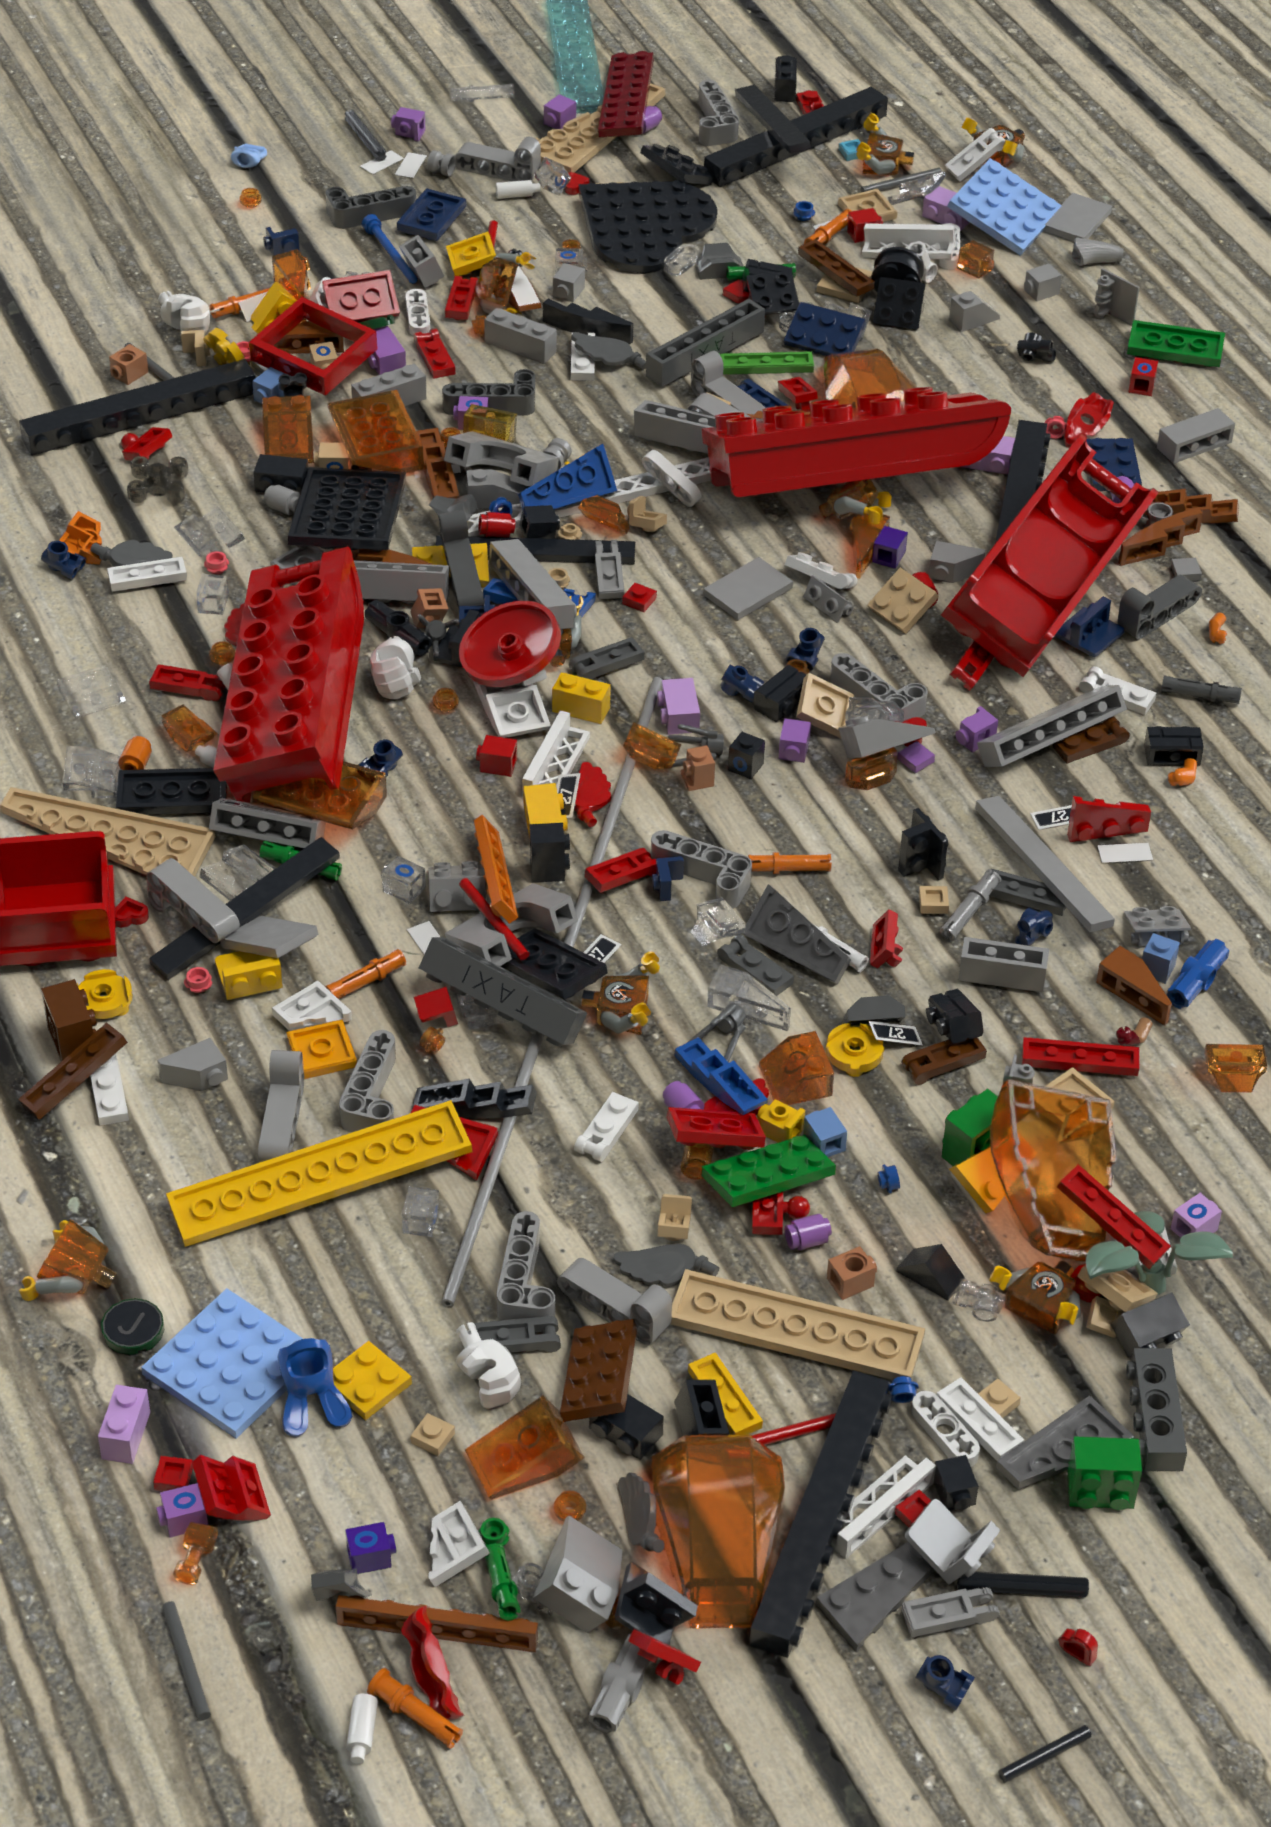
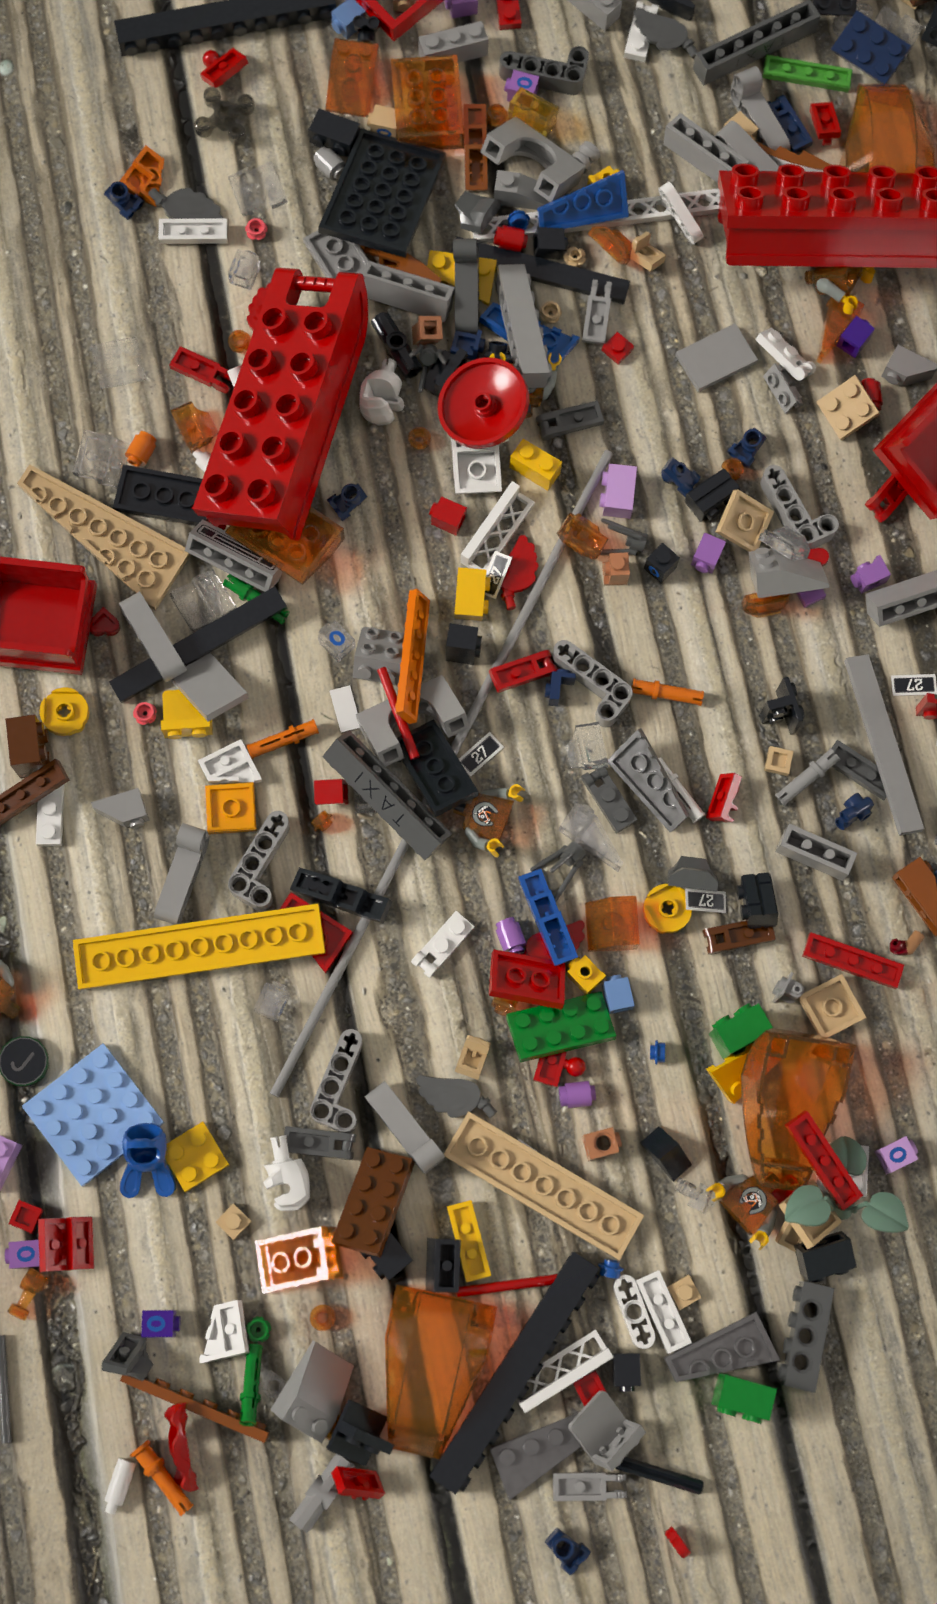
camera: 10 degrees right, 30 degrees up
(640, 1512) = (373, 1343): dark grey animal -> none

